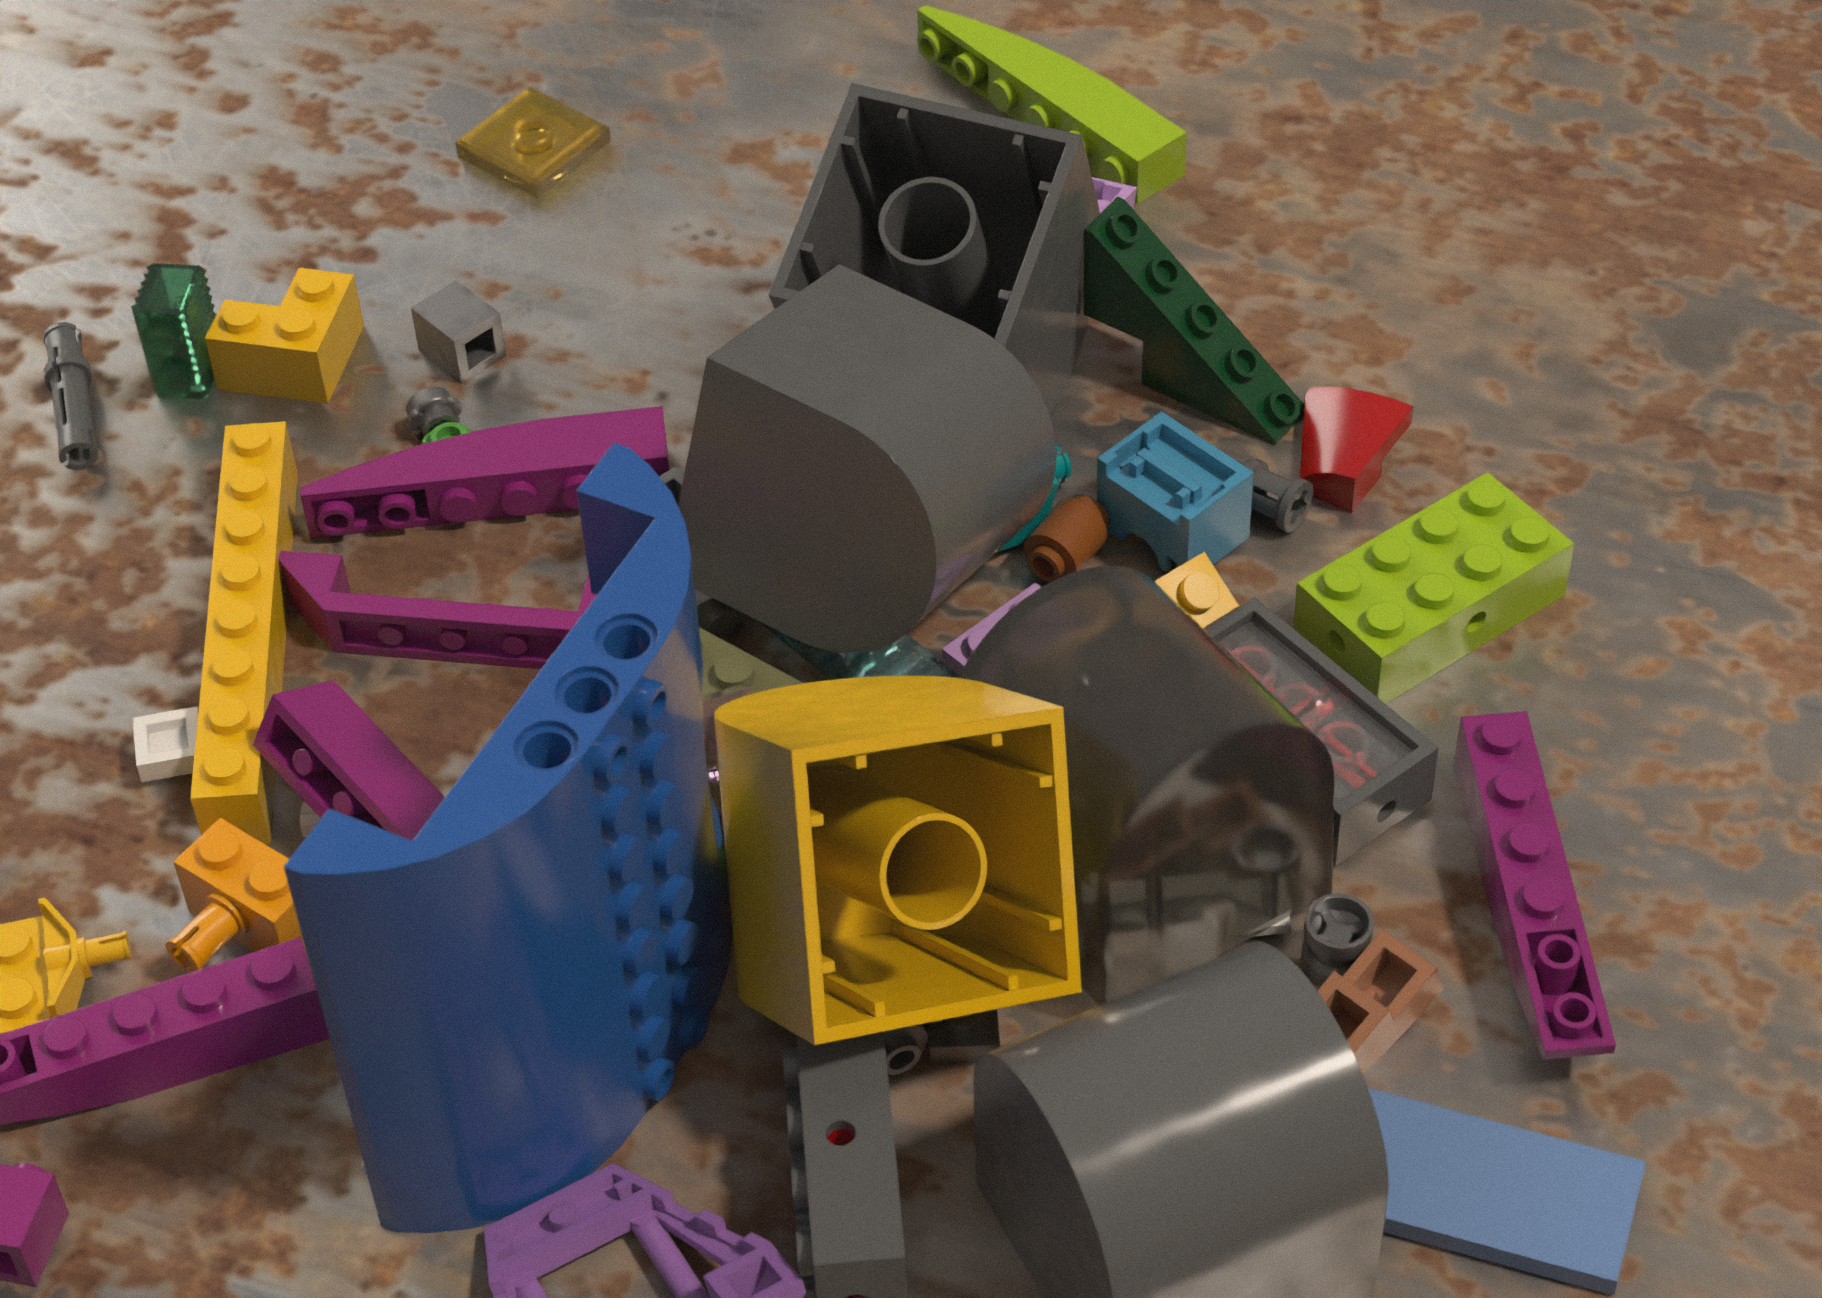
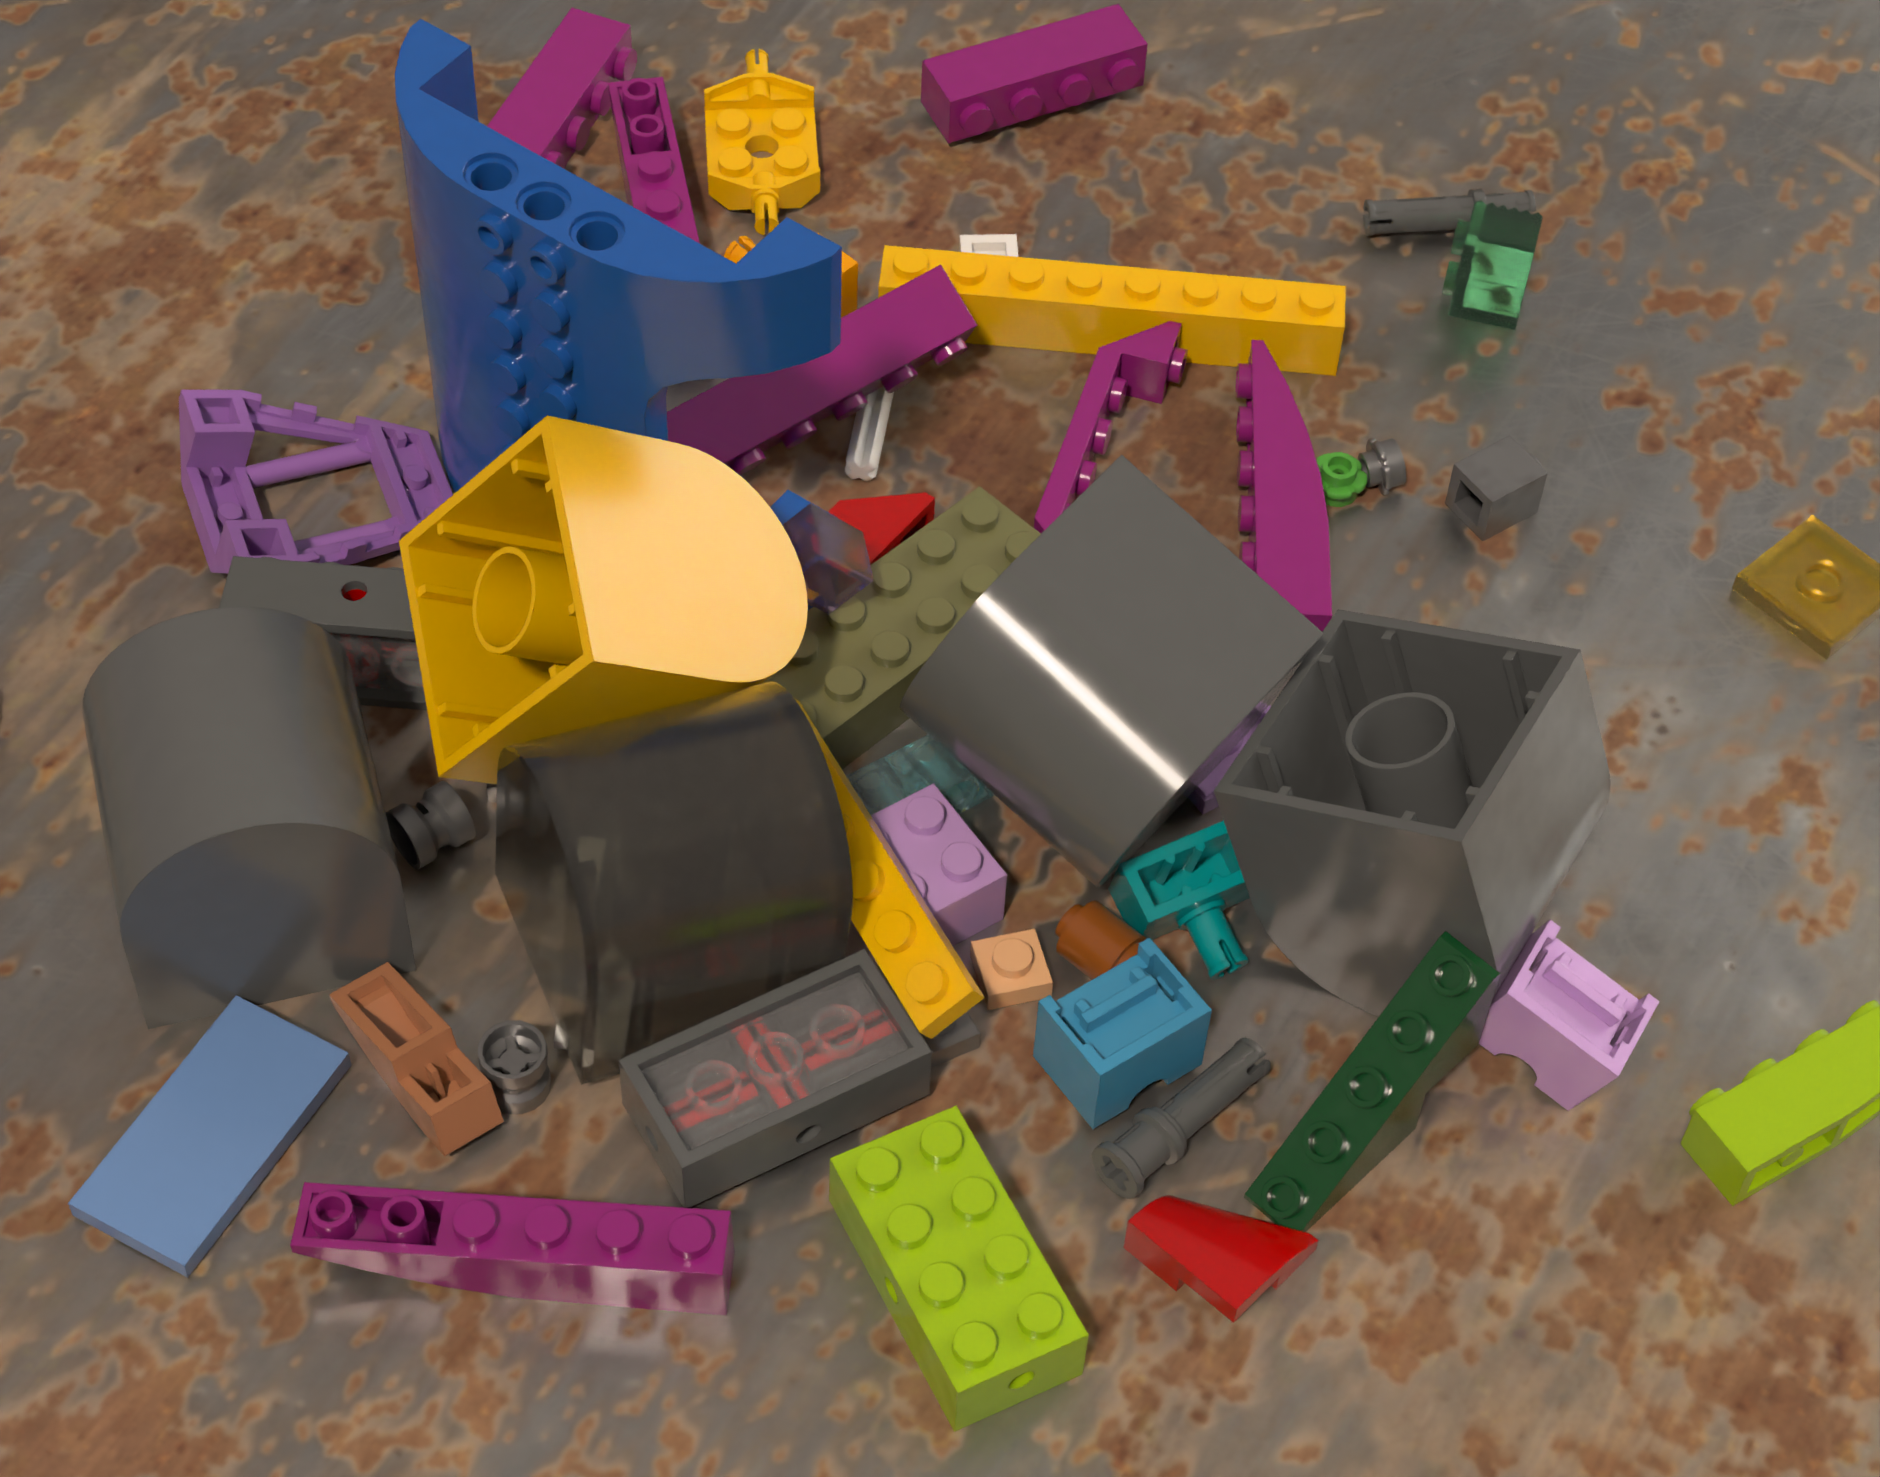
camera: 95 degrees right, 5 degrees up
(290, 347) = (1494, 369): yellow brick -> none

